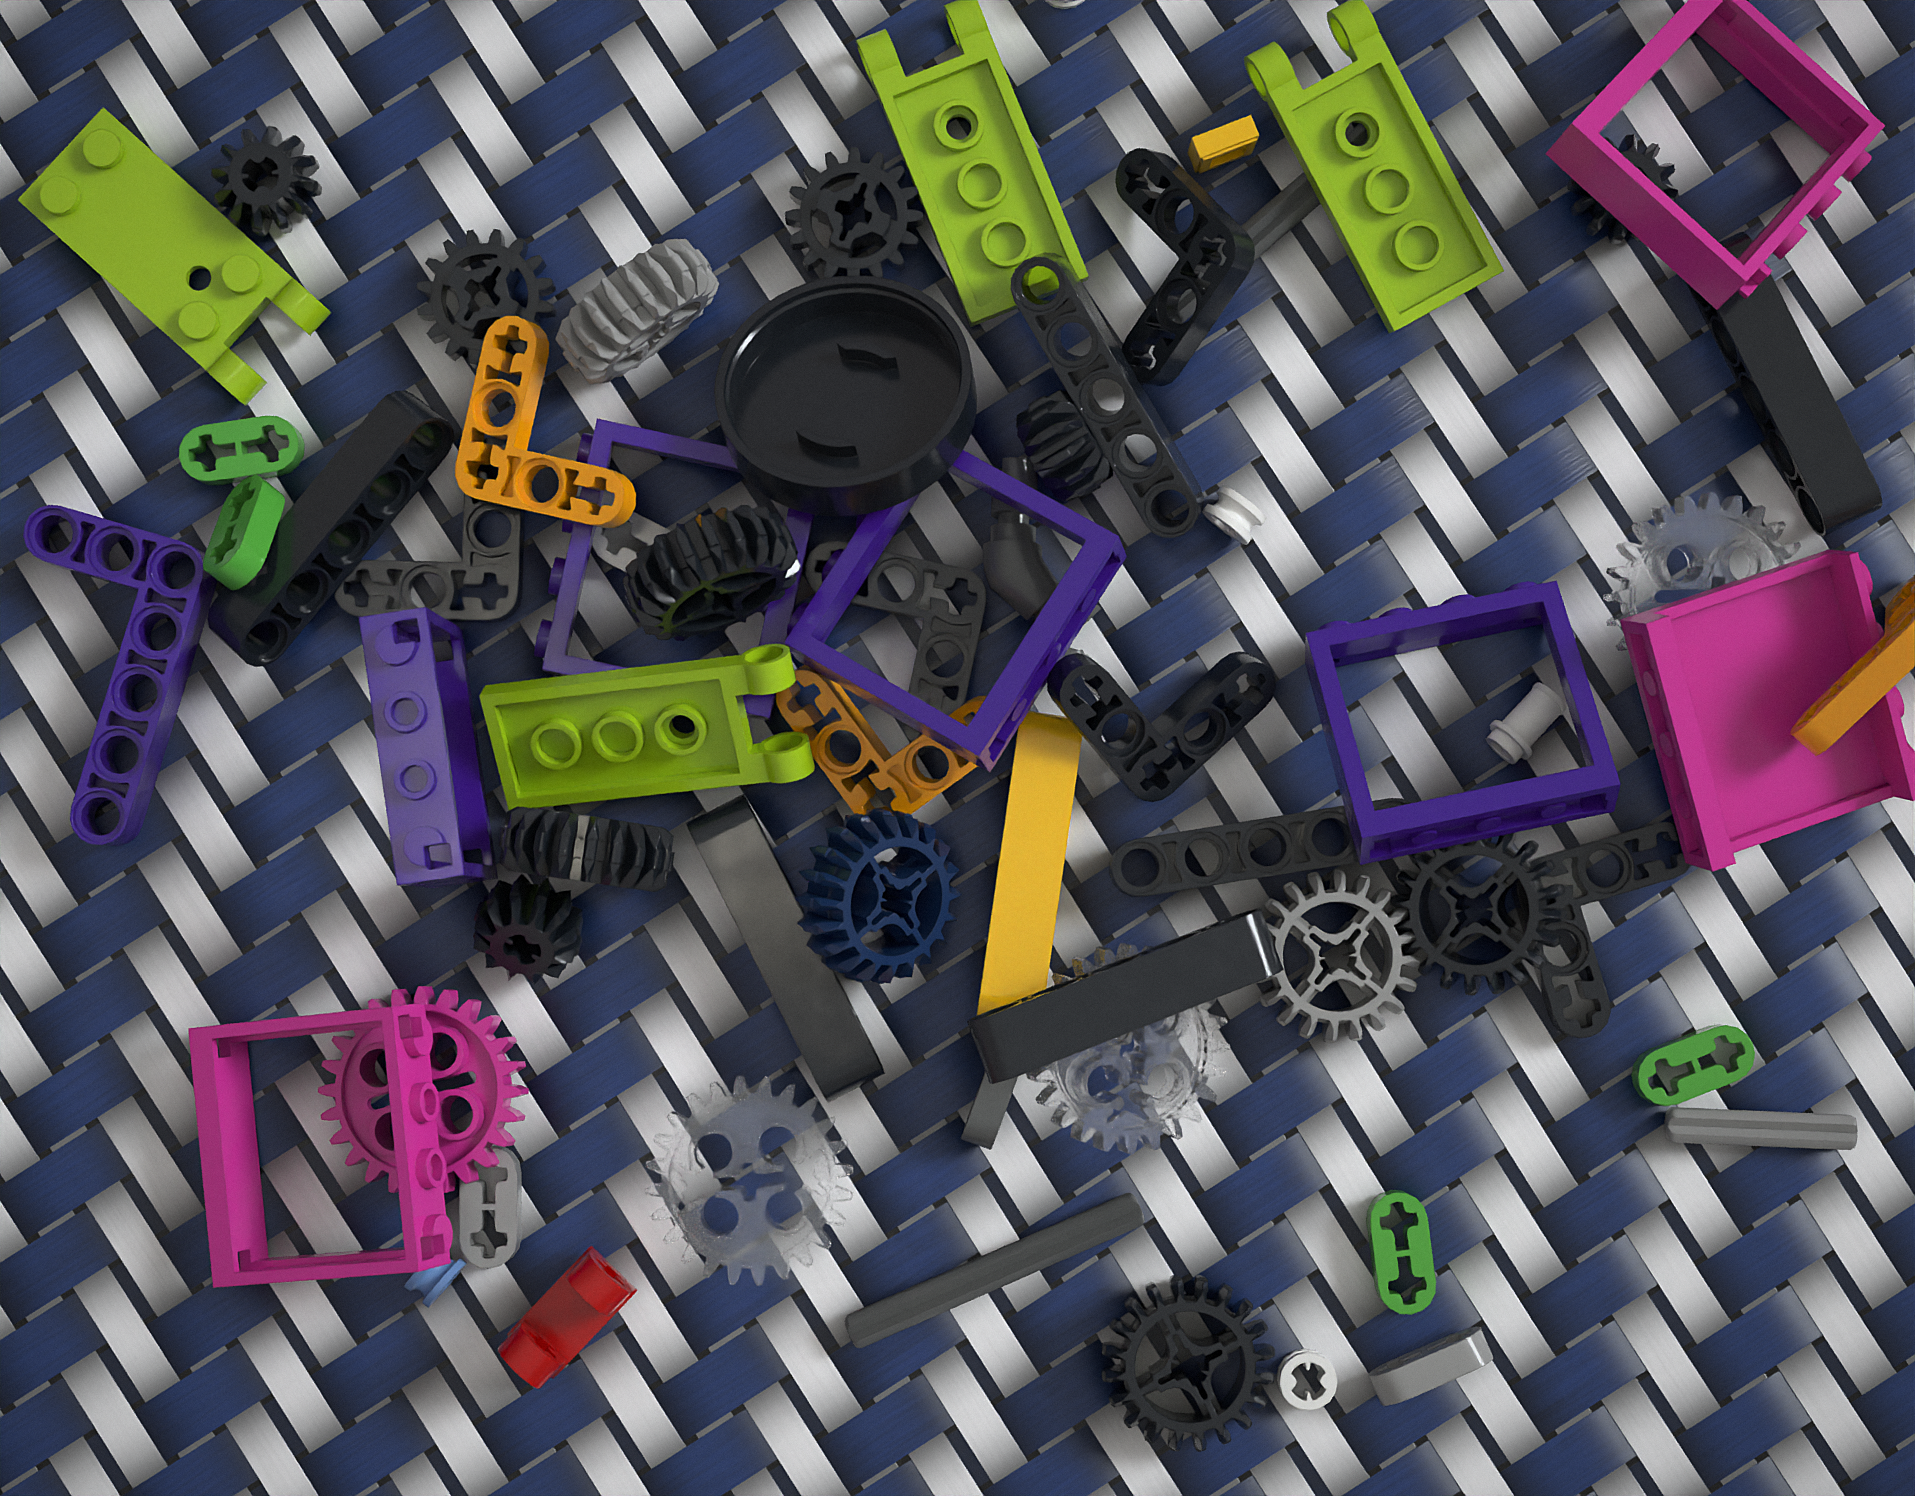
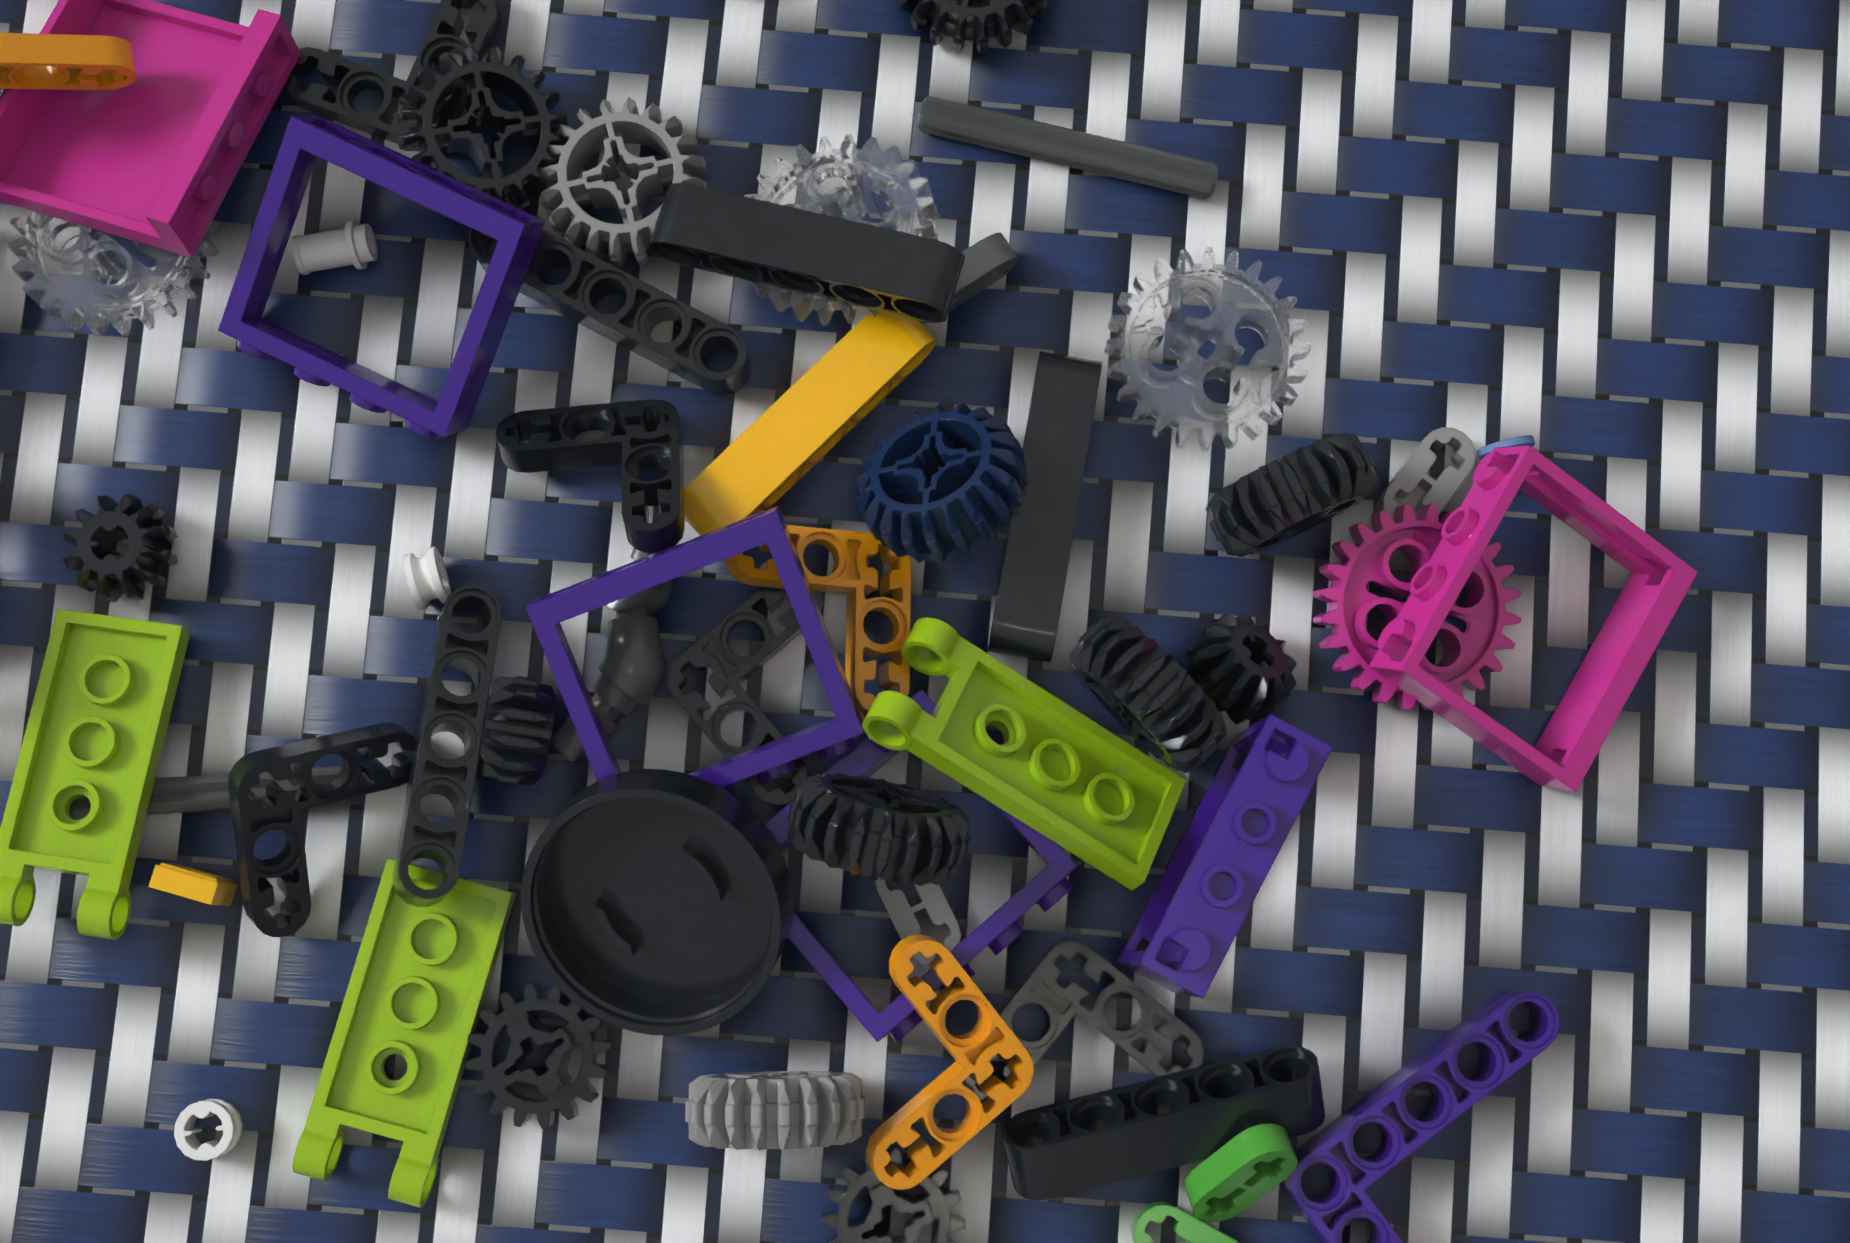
camera: 145 degrees left, 5 degrees down
(565, 1318) = (1432, 347): red piece -> none
(586, 1100) = (1292, 494): none -> black gear
(1512, 337) = (99, 536): none -> black gear

